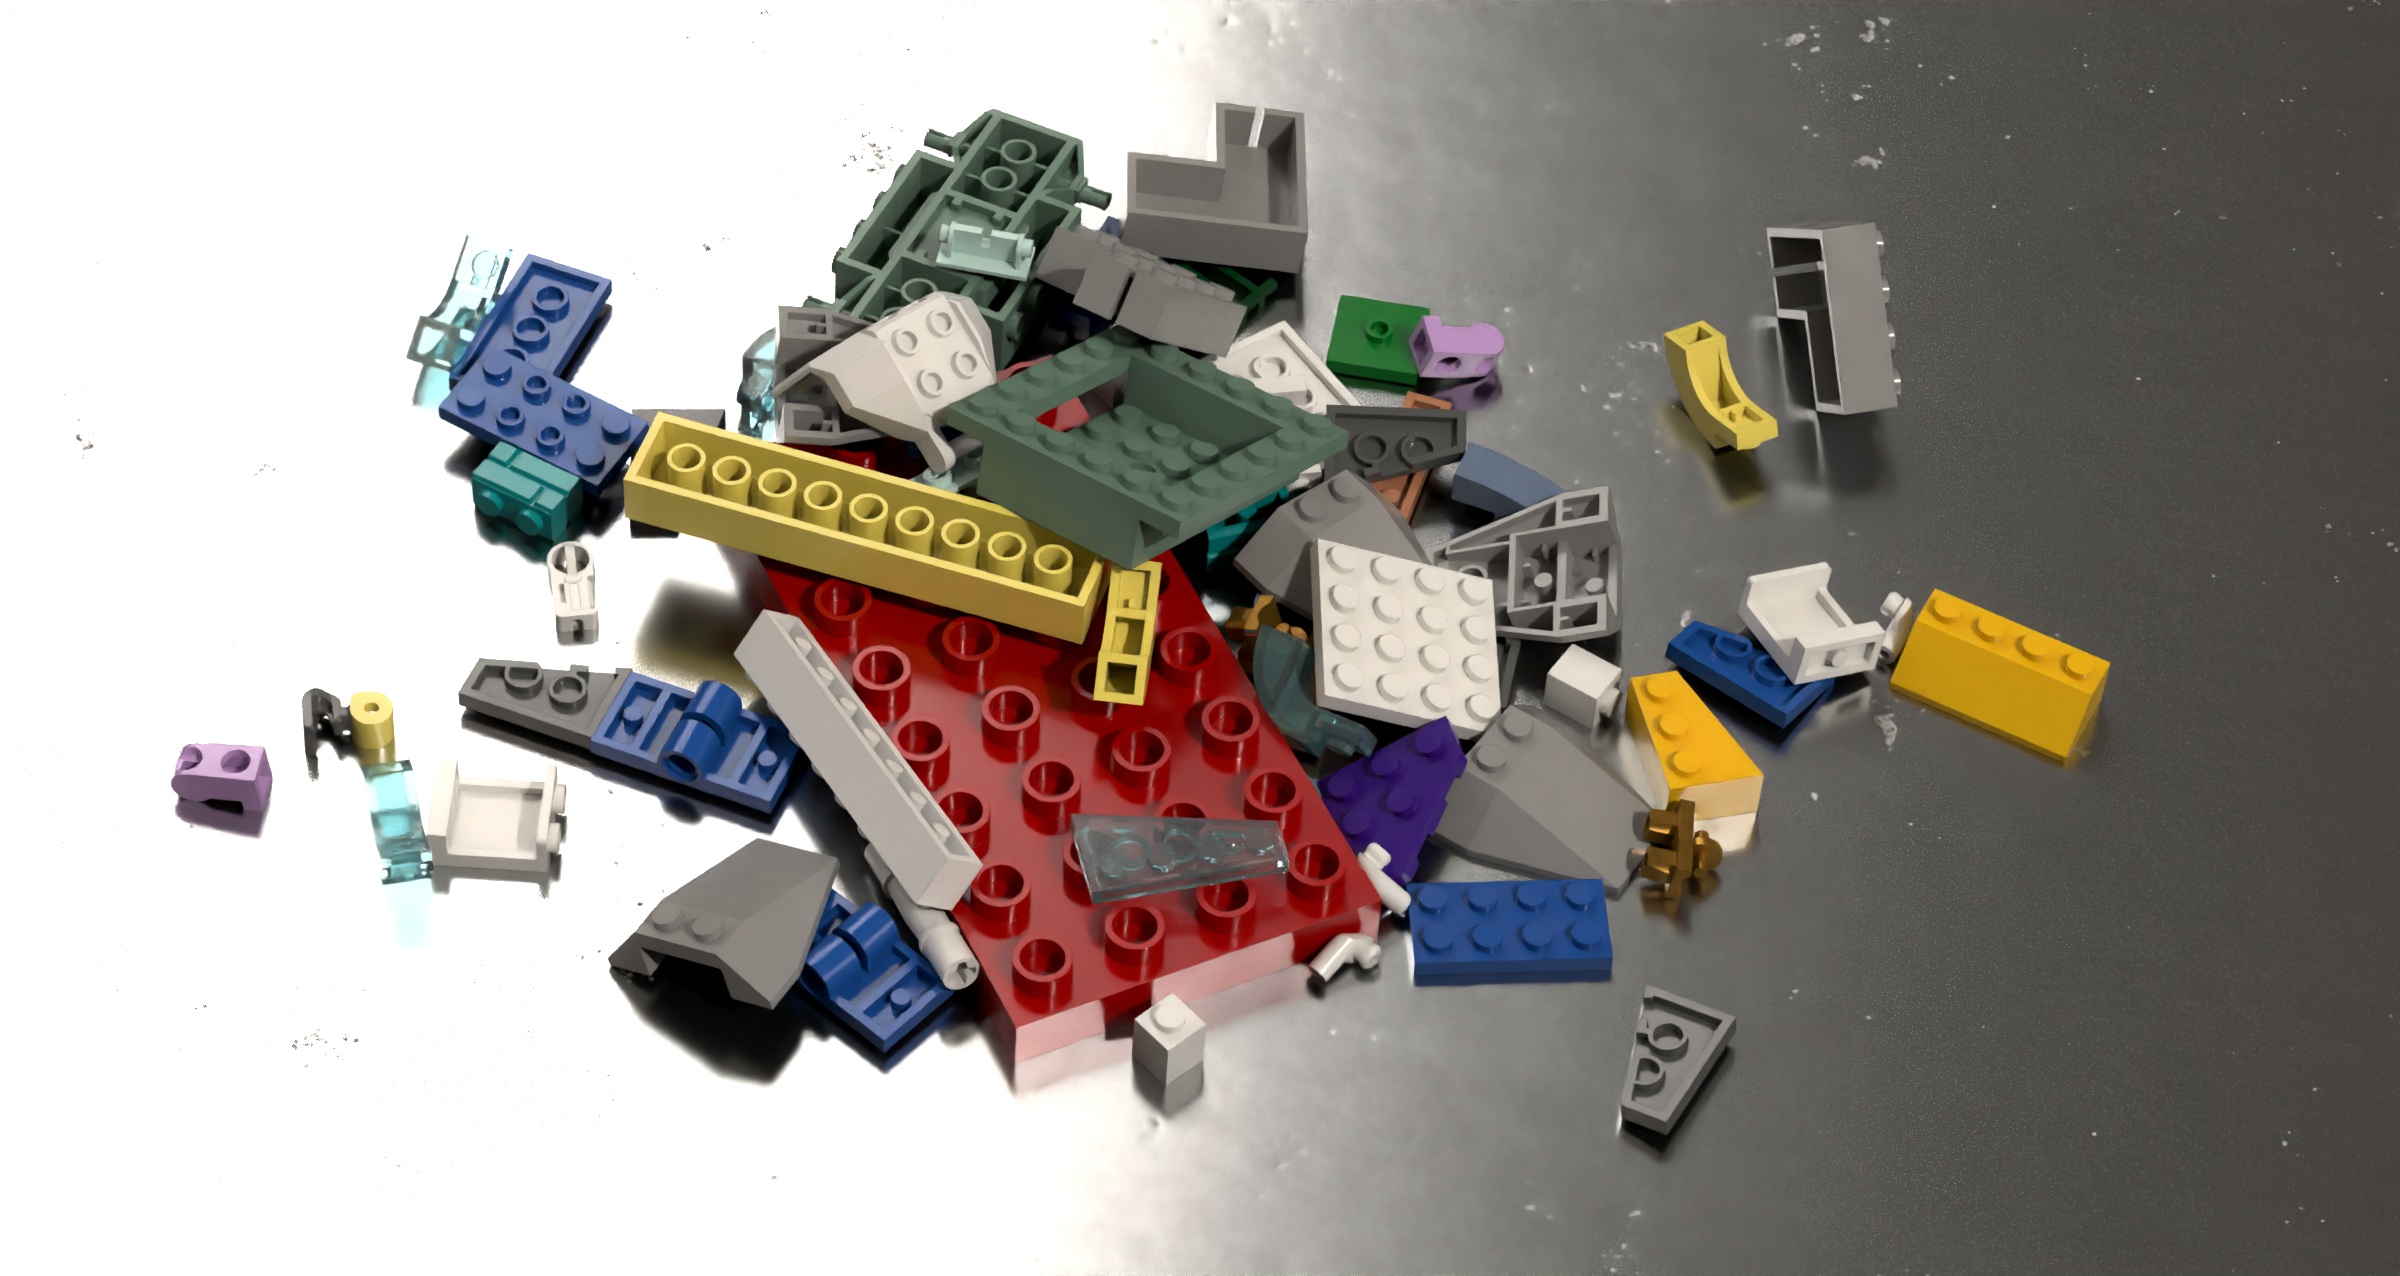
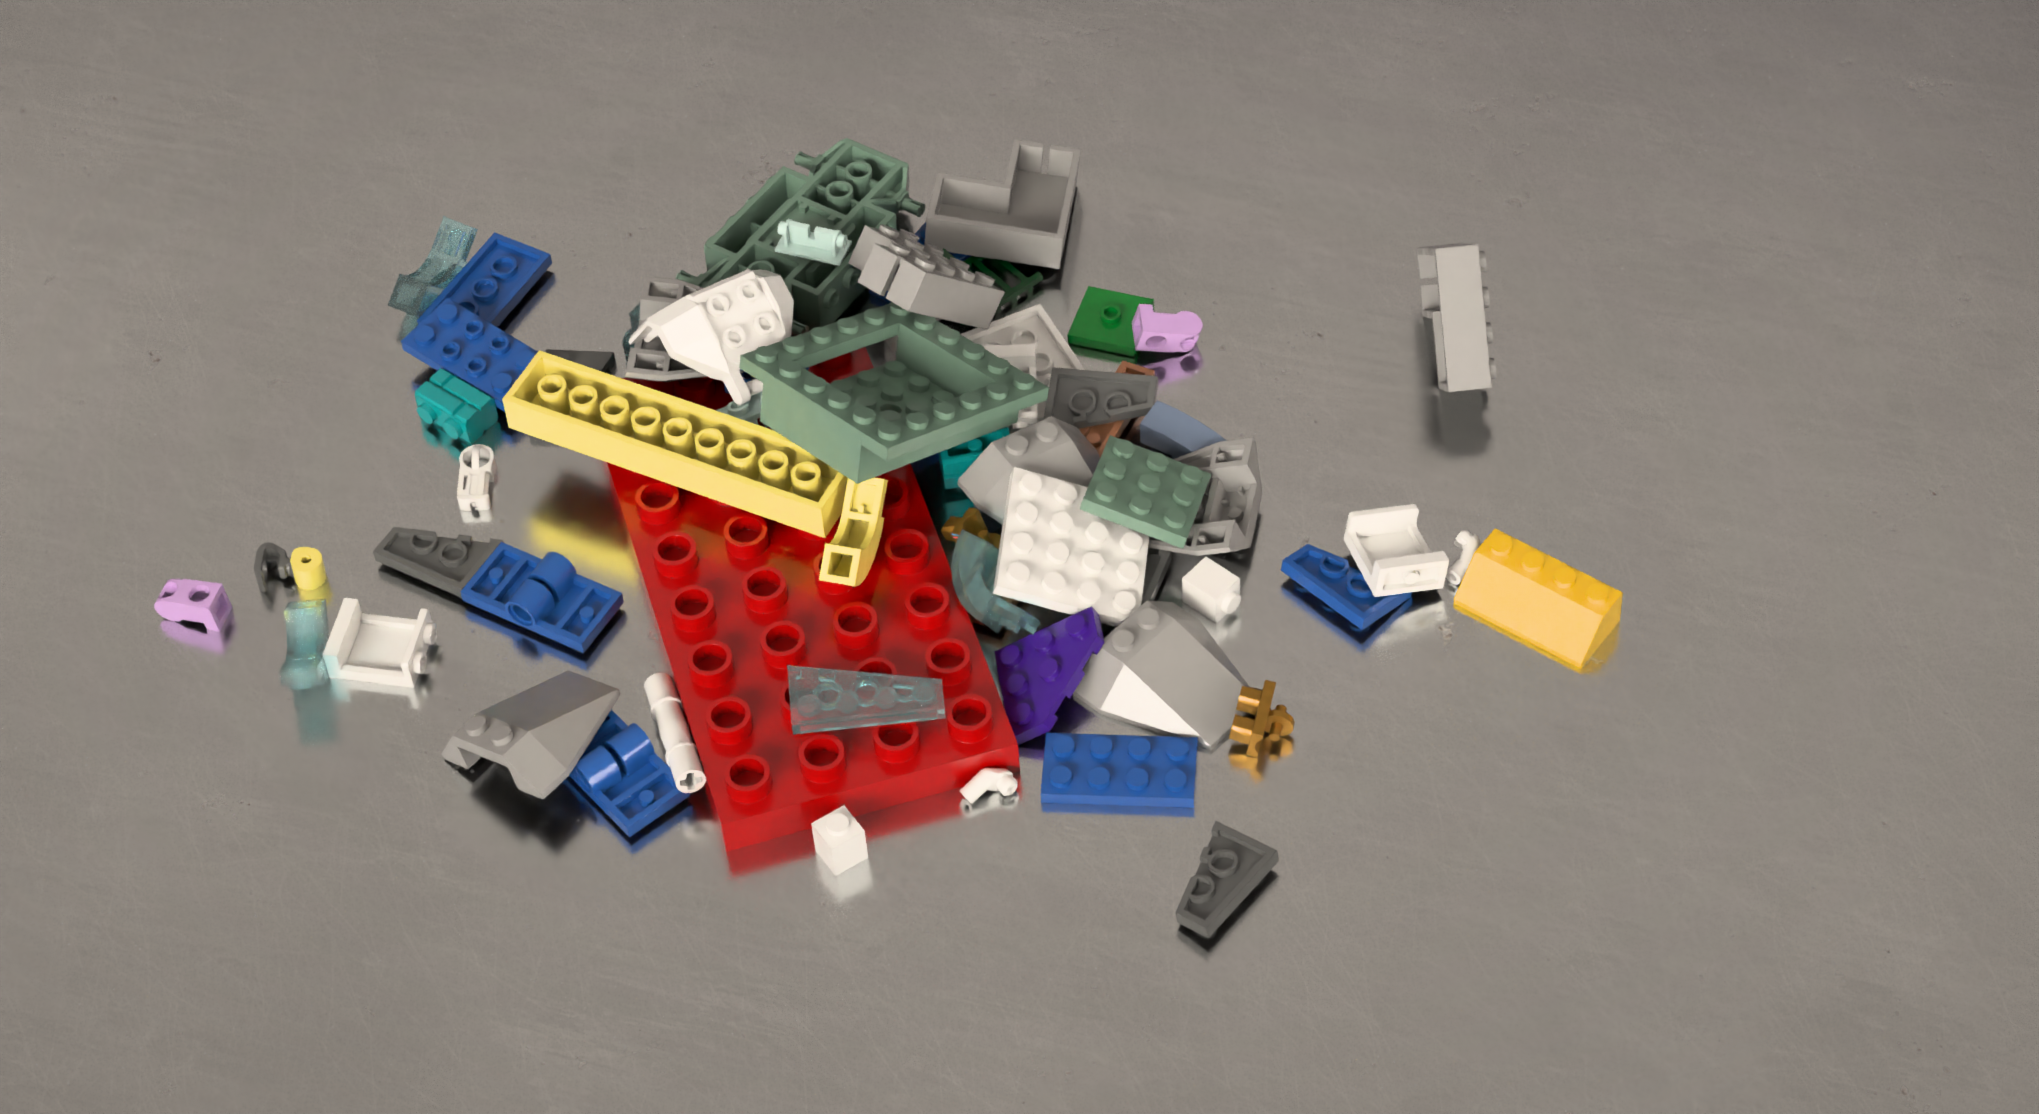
camera: 15 degrees right, 0 degrees up
(857, 761) = (643, 617): white brick -> none
(1373, 862) = (1022, 732): white arm -> none
(1485, 562) = (1145, 491): none -> sand green plate
(1688, 750) = (1283, 644): yellow wedge -> none
(1710, 390) = (1355, 368): light yellow arch -> none

